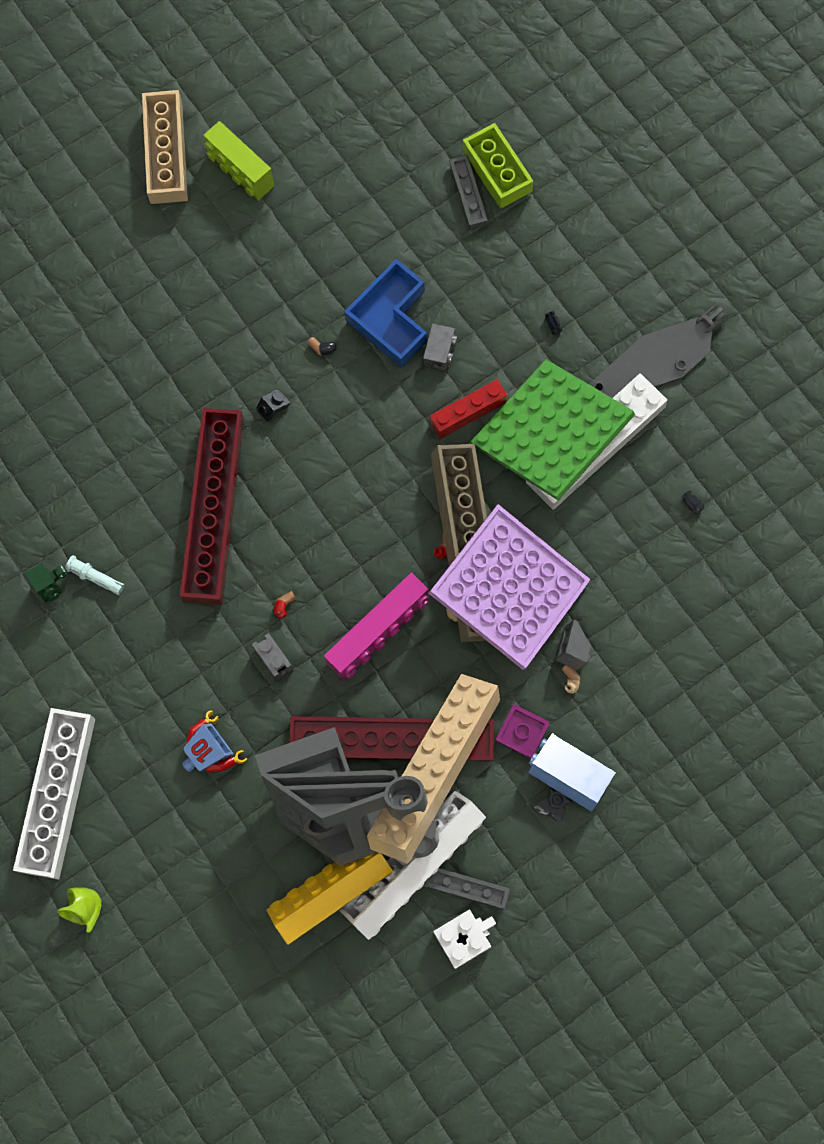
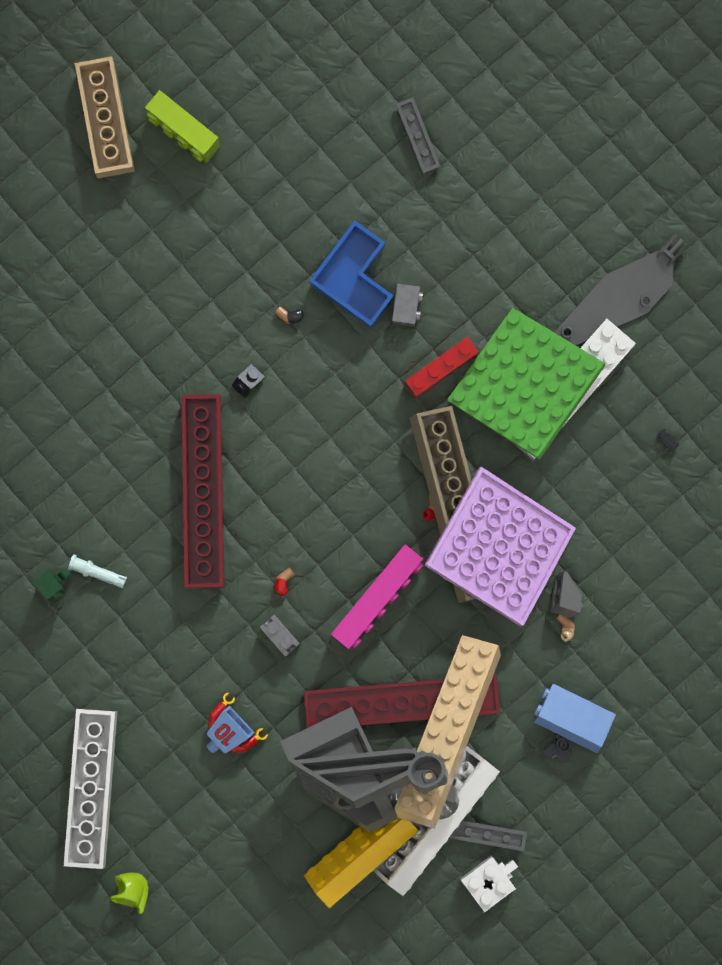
camera: 10 degrees left, 10 degrees up
(497, 165) = (445, 107): lime brick -> none
(522, 731) = (524, 682): magenta plate -> none
(553, 322) = (516, 268): black piece -> none

